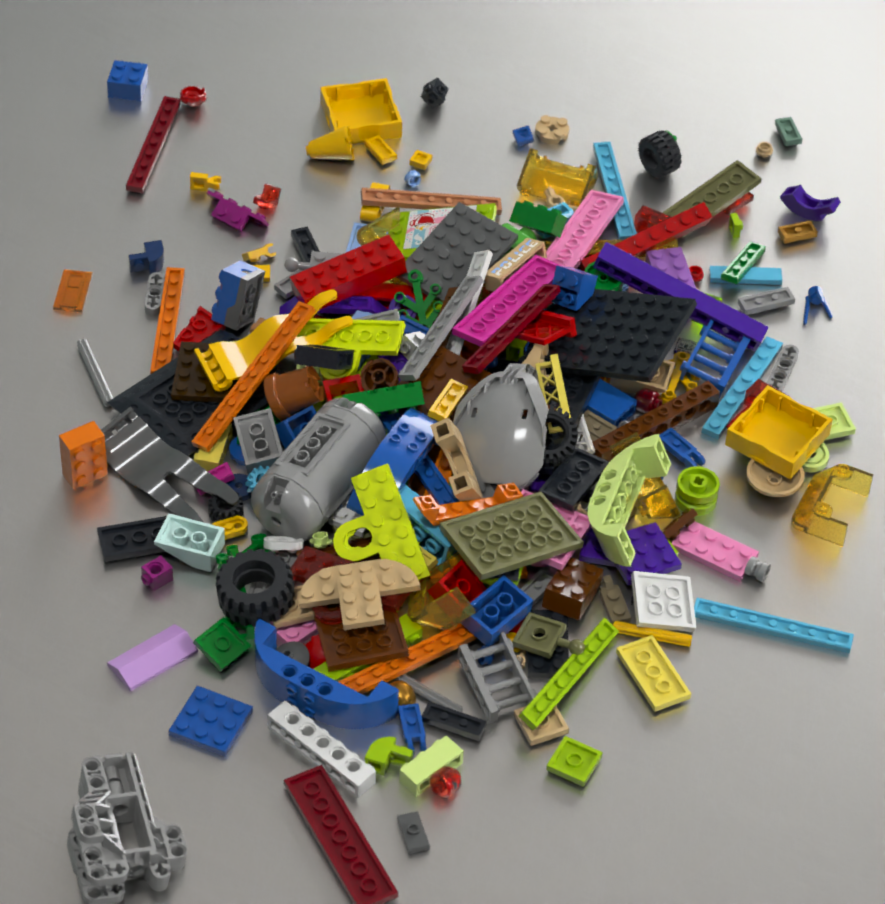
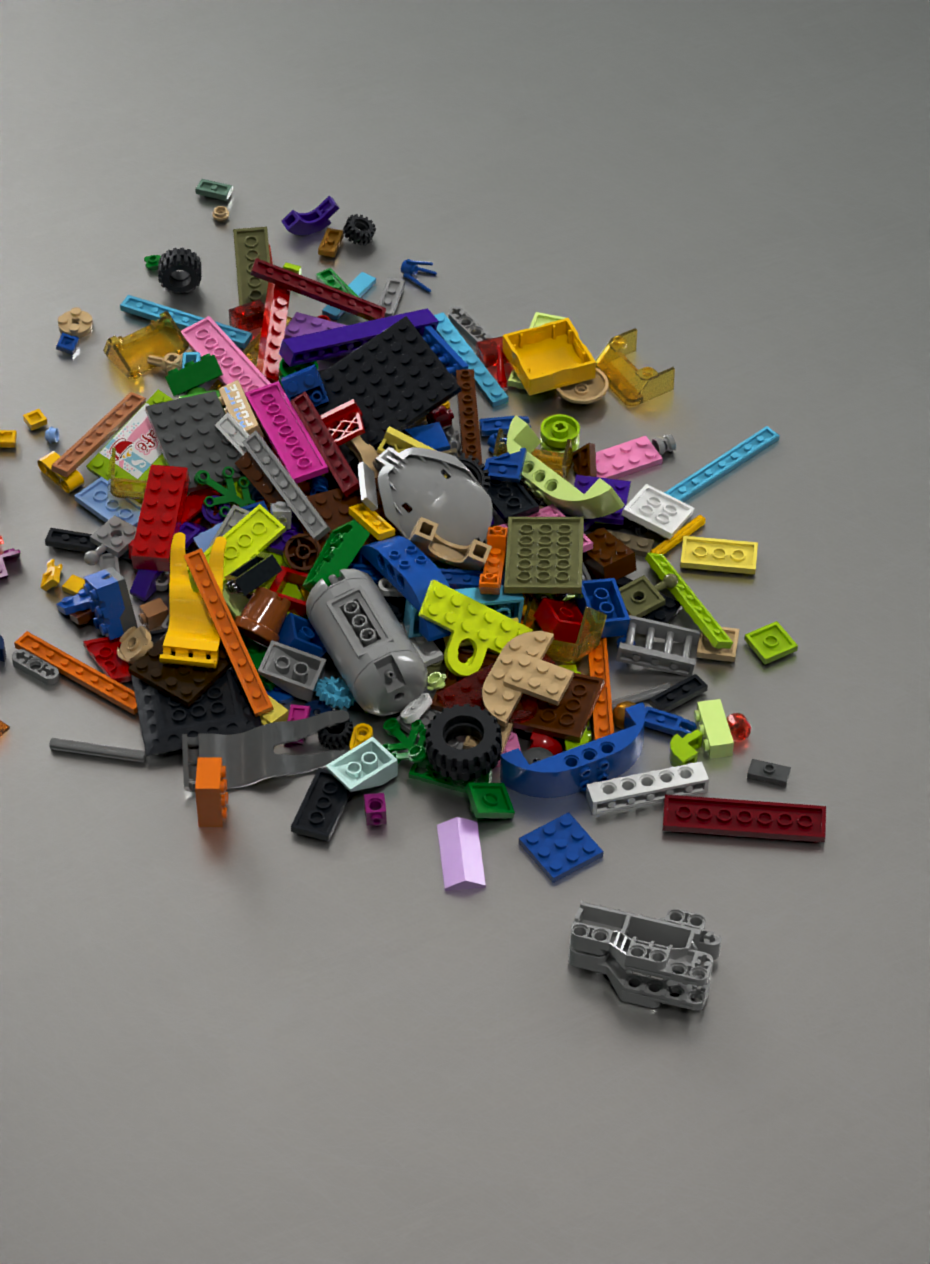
camera: 55 degrees left, 0 degrees up
(211, 333) = (128, 650): none -> tan plate
(468, 380) = (367, 486): none -> light grey tile
(597, 460) = (506, 466): none -> blue wing
(705, 243) = (317, 290): none -> dark red plate
(821, 246) = (359, 229): none -> black tyre

